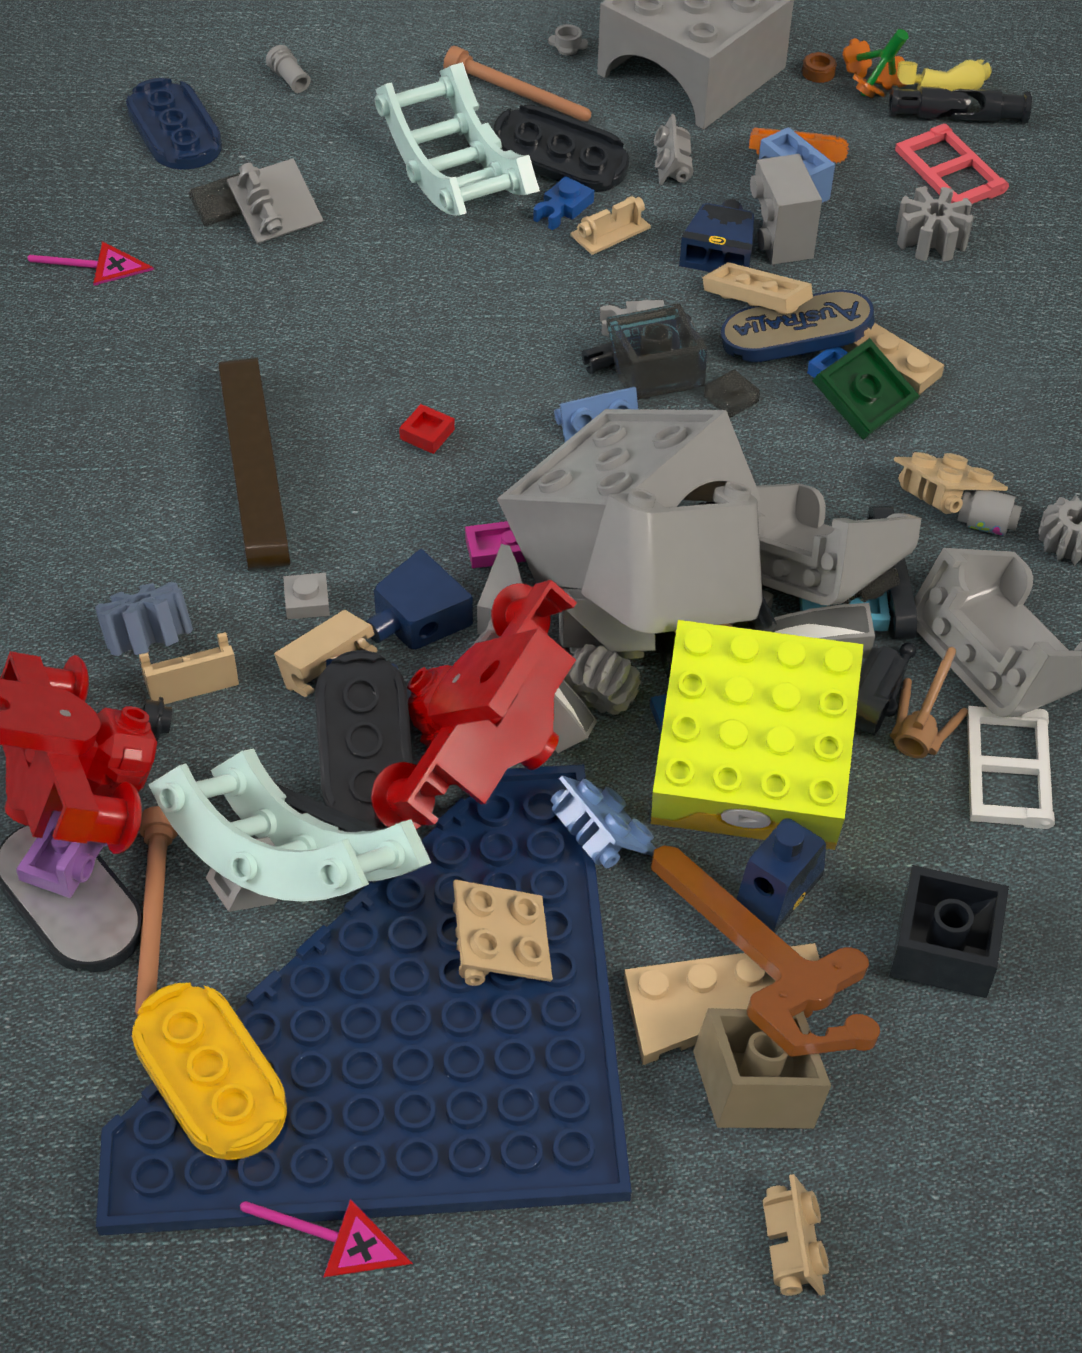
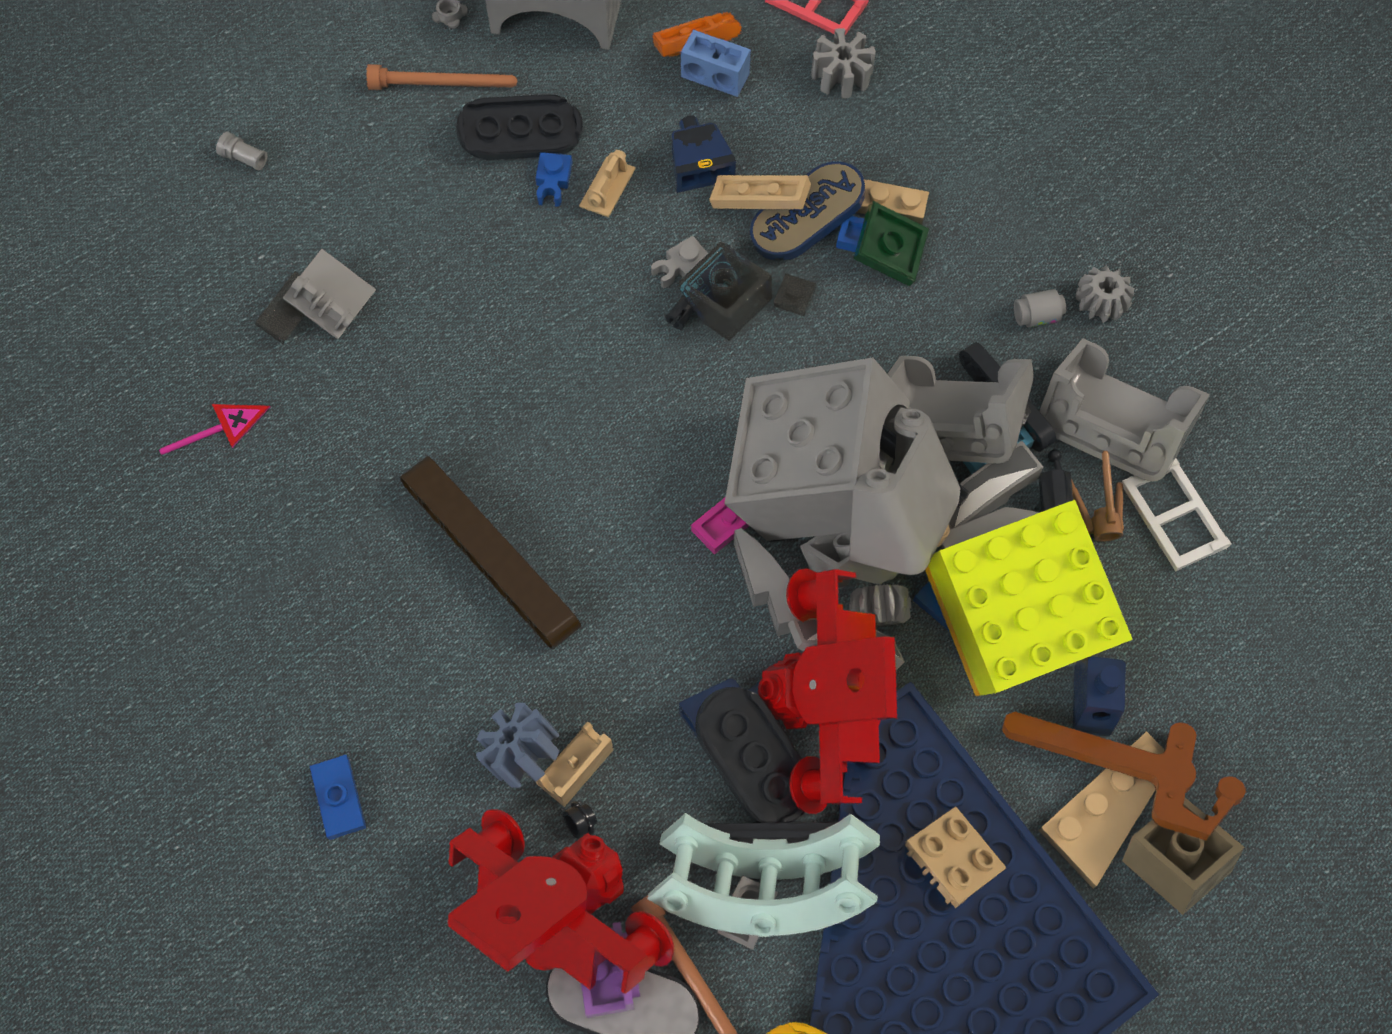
camera: 30 degrees left, 15 degrees up
(174, 124) = (181, 253): dark blue tile -> none
(306, 596) = (611, 647): light grey plate -> none
(308, 654) = (667, 694): tan hinge -> none
(420, 603) = (702, 611): dark blue torso -> none
(427, 428) = (599, 449): red plate -> none
(501, 169) = (505, 173): light aqua fence -> none
(580, 412) = (720, 360): medium blue hinge -> none
(600, 821) = (975, 722): medium blue hinge -> none
(673, 152) = (602, 84): light grey hinge -> none
(788, 208) = (740, 104): light grey slope -> none
(802, 1257) = (1283, 973): tan hinge -> none
(943, 479) = (997, 297): tan hinge -> none
(949, 931) = (1229, 675): black slope -> none

